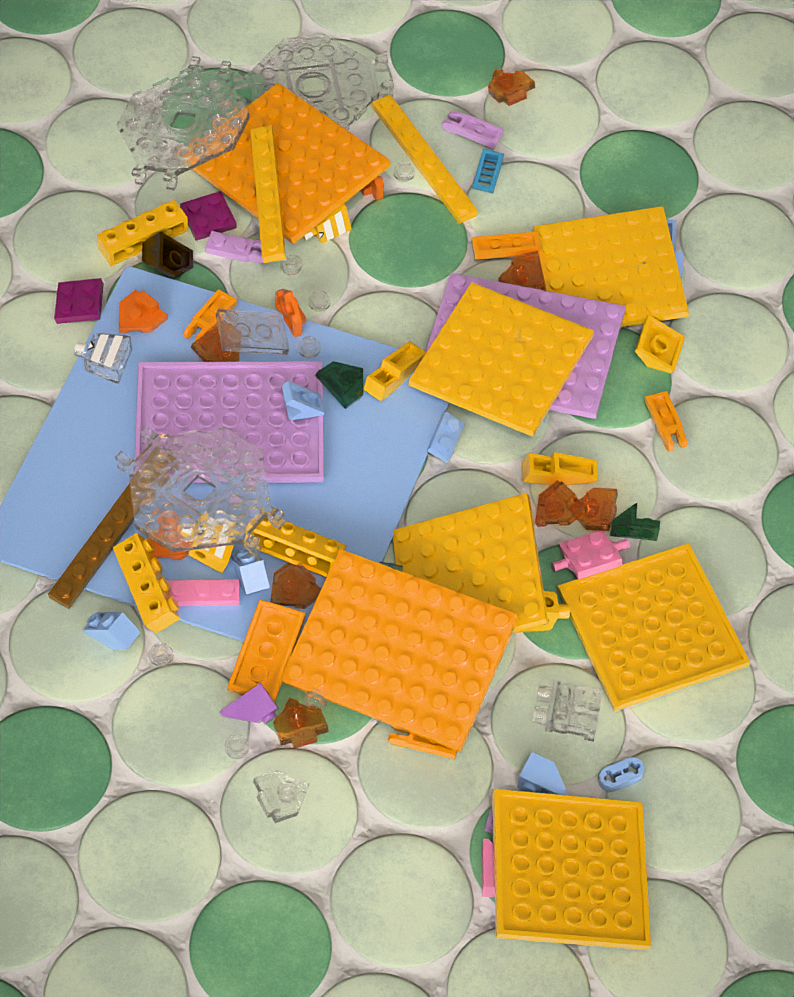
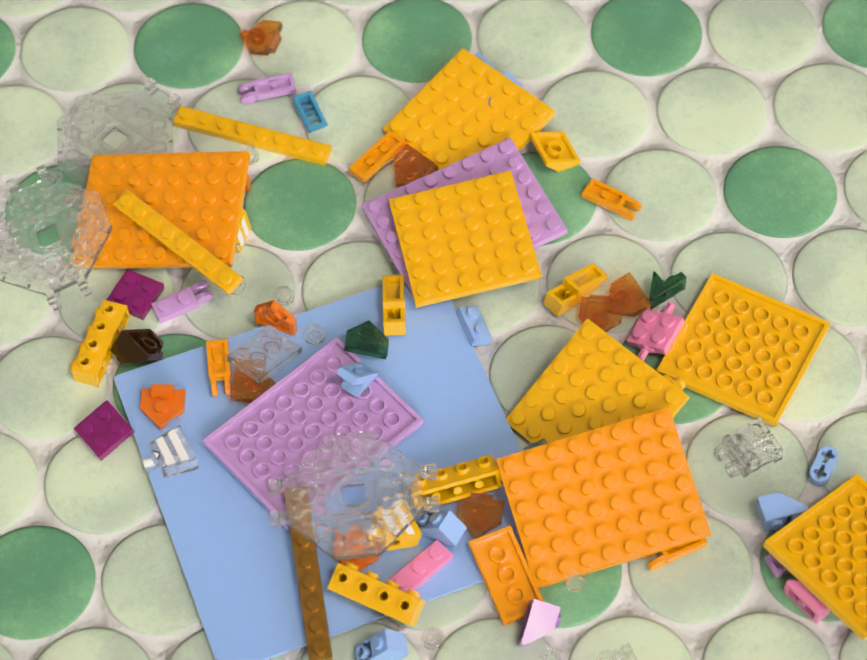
camera: 35 degrees left, 0 degrees up
(299, 724) = (580, 607): clear orange plate -> none

